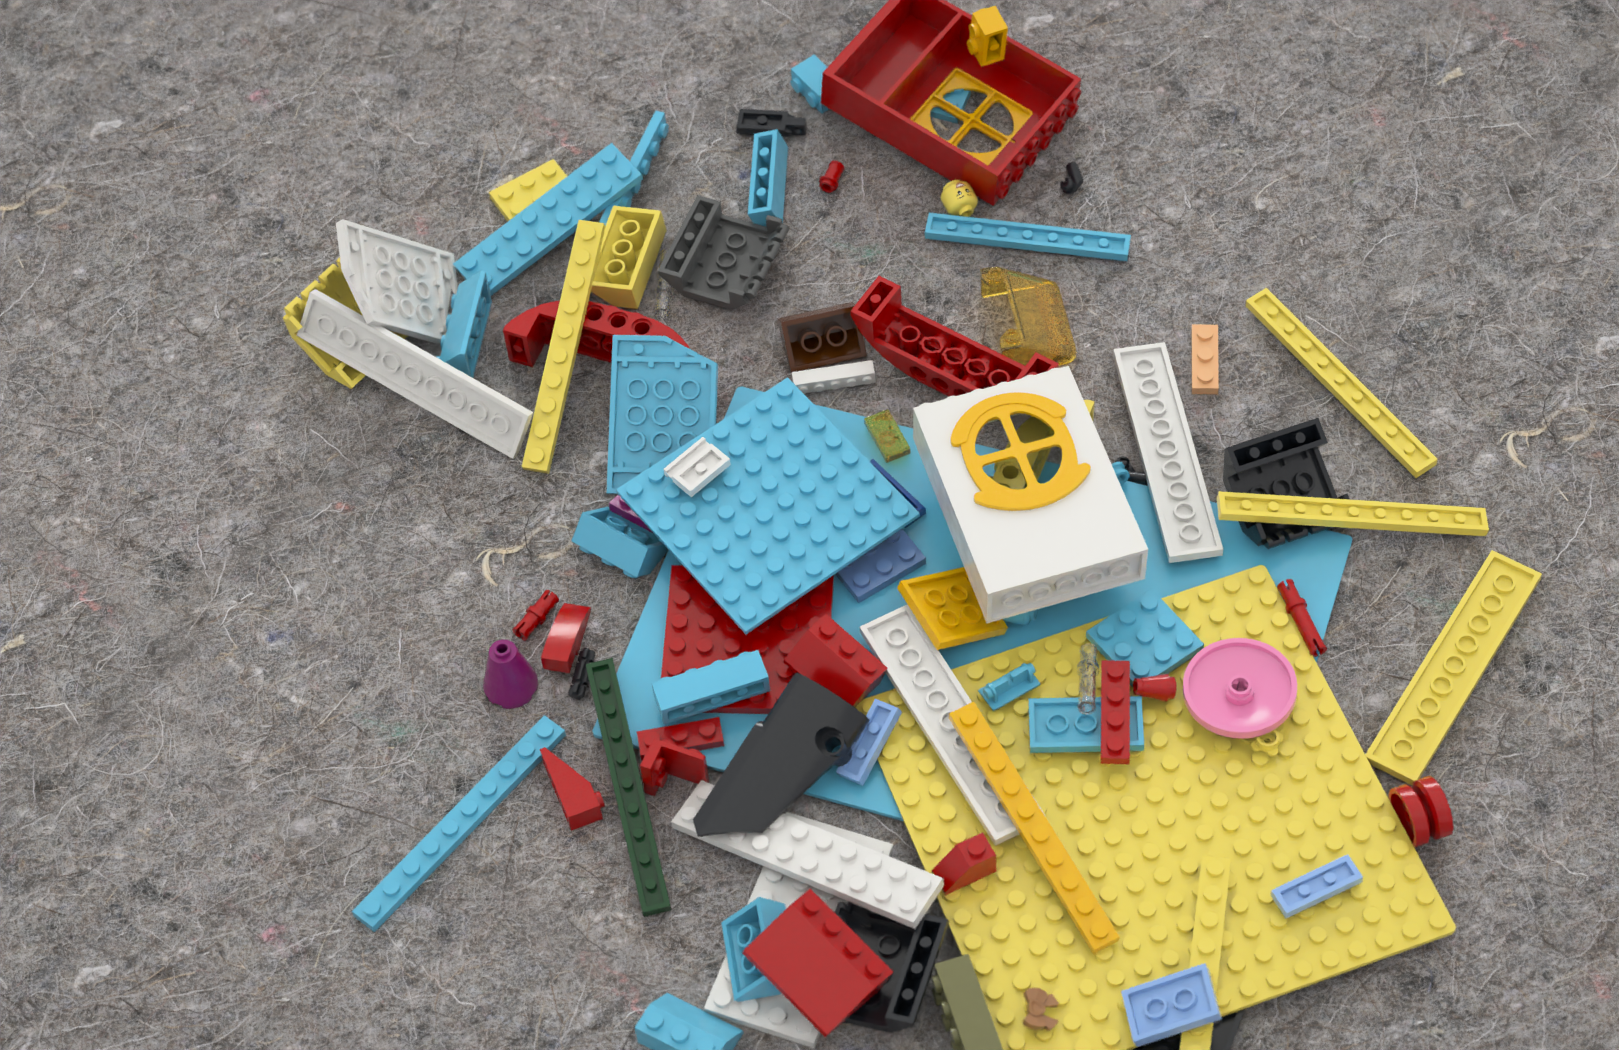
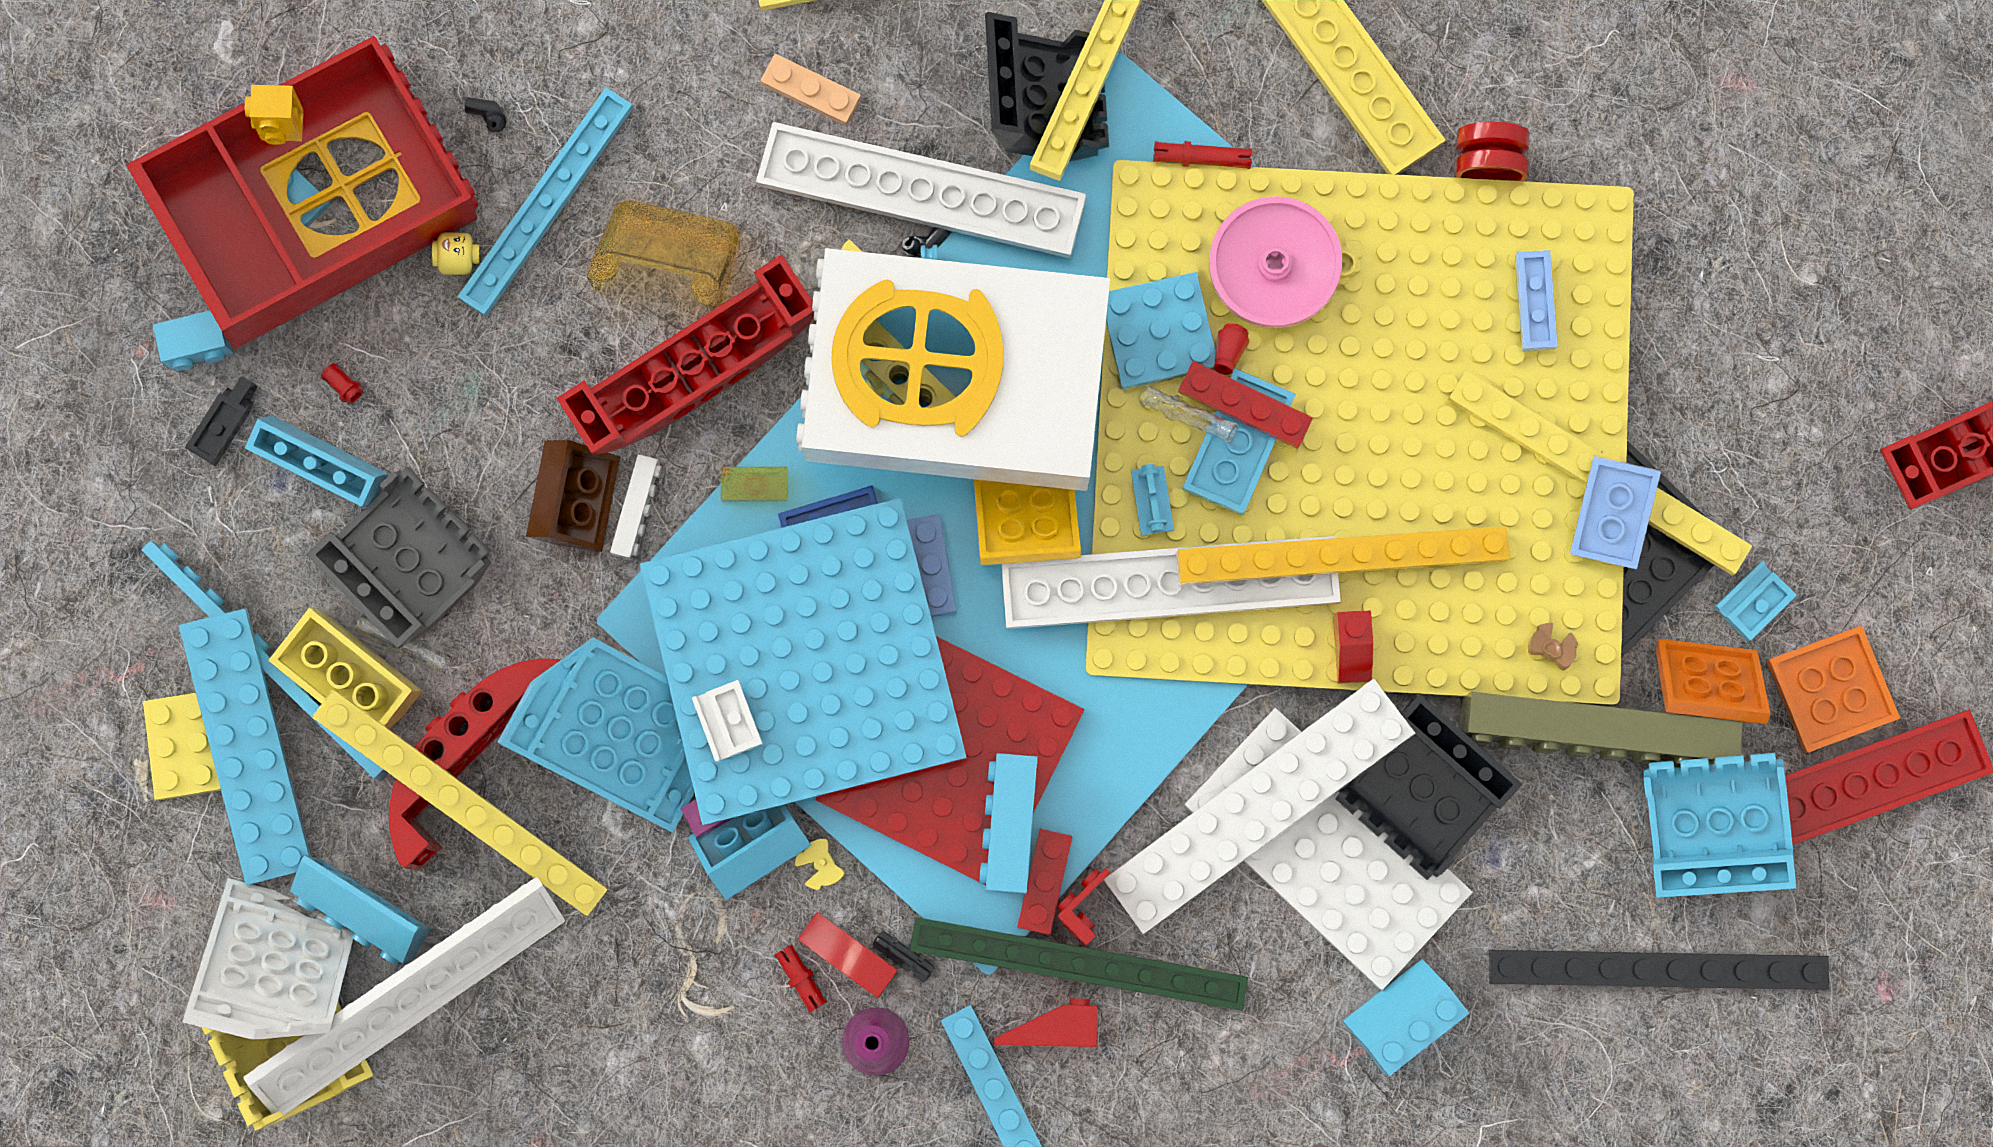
camera: 70 degrees left, 25 degrees up
(632, 592) = (828, 872): none -> light yellow piece
(738, 933) = (1355, 905): medium azure slope -> none
(781, 759) = (1143, 787): black panel -> none
(818, 963) = (1415, 854): red slope -> none
(836, 661) = (1044, 675): red slope -> none
(871, 742) = (1152, 680): light blue plate -> none

